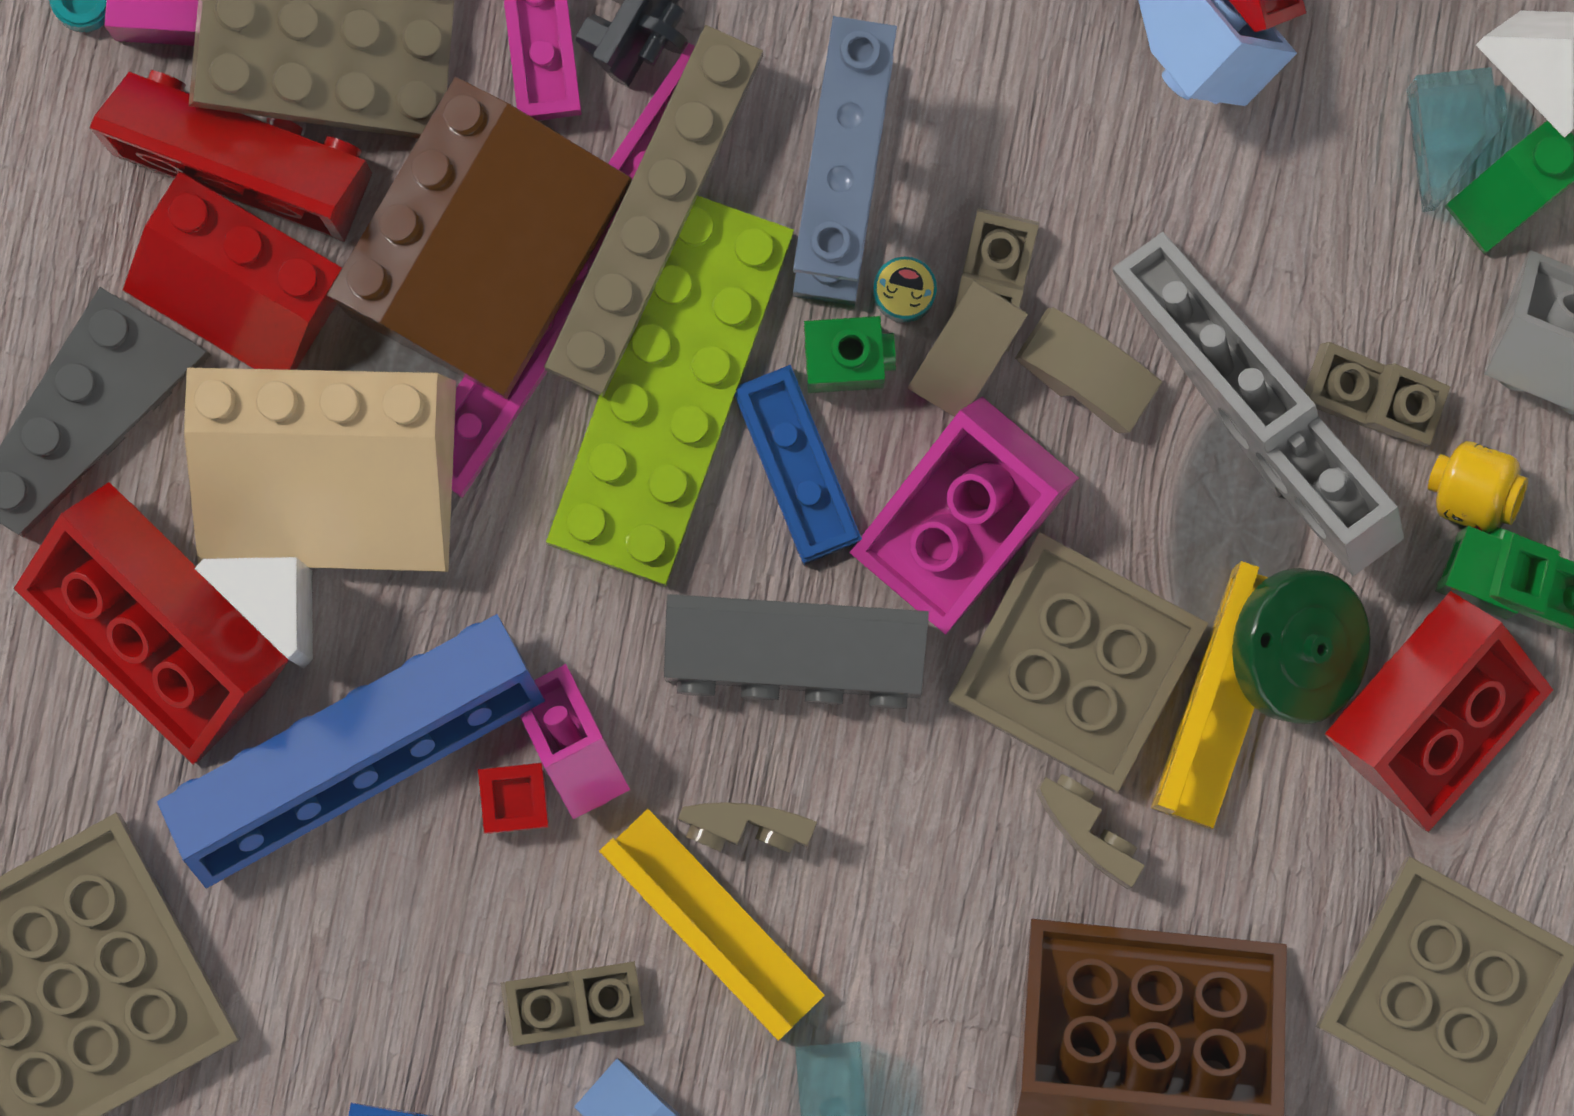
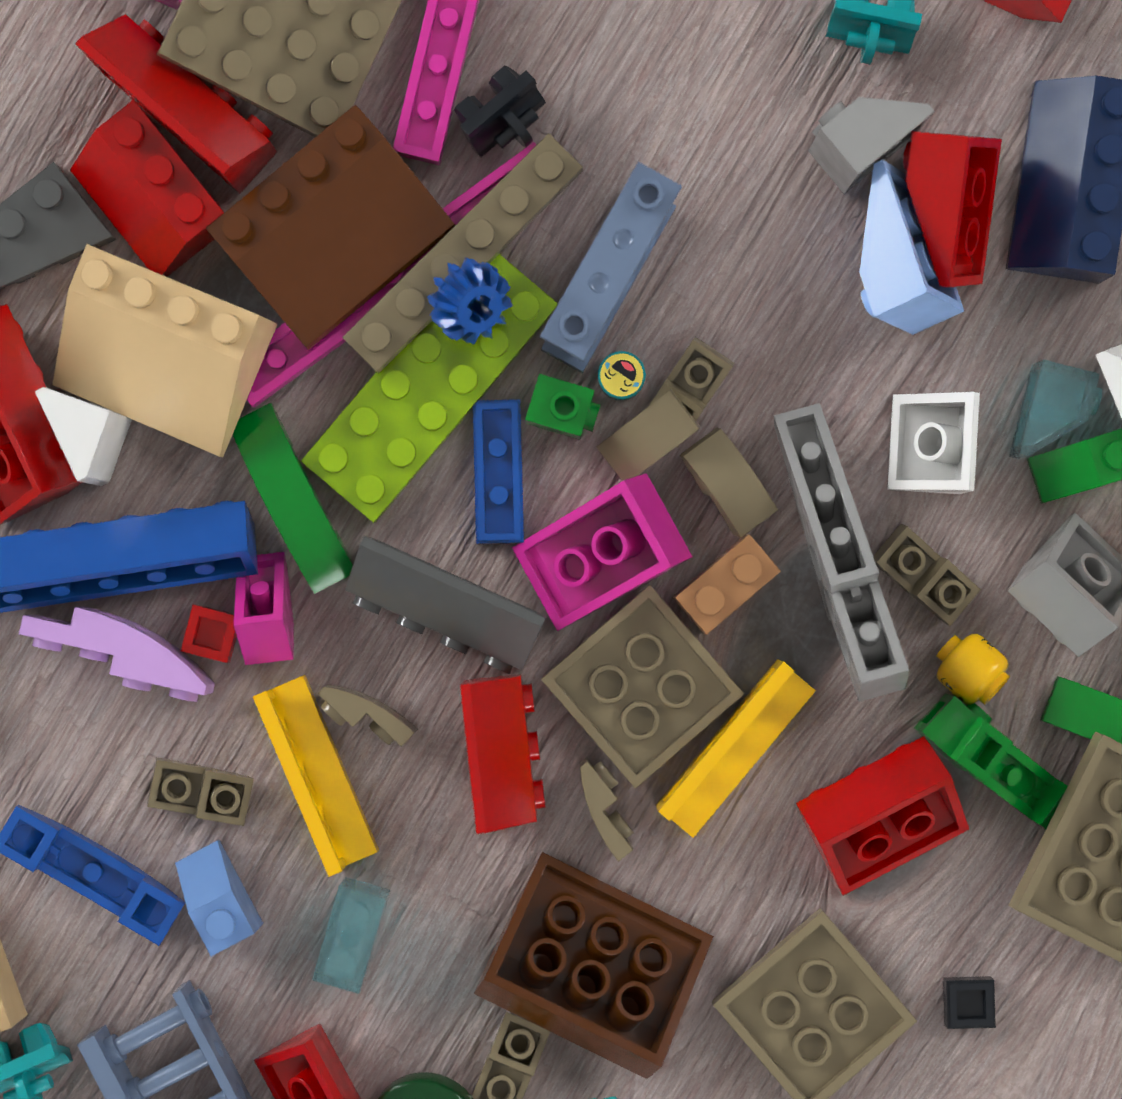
camera: 25 degrees right, 5 degrees up
(433, 858) = (137, 652): none -> lavender slope
(553, 593) = (291, 499): none -> green slope
(687, 262) = (469, 300): none -> blue gear
(934, 804) = (501, 752): none -> red slope
(1133, 496) = (726, 584): none -> medium nougat brick
(1301, 645) = (803, 735): dark green wheel -> none
(1322, 227) = (934, 442): none -> white slope

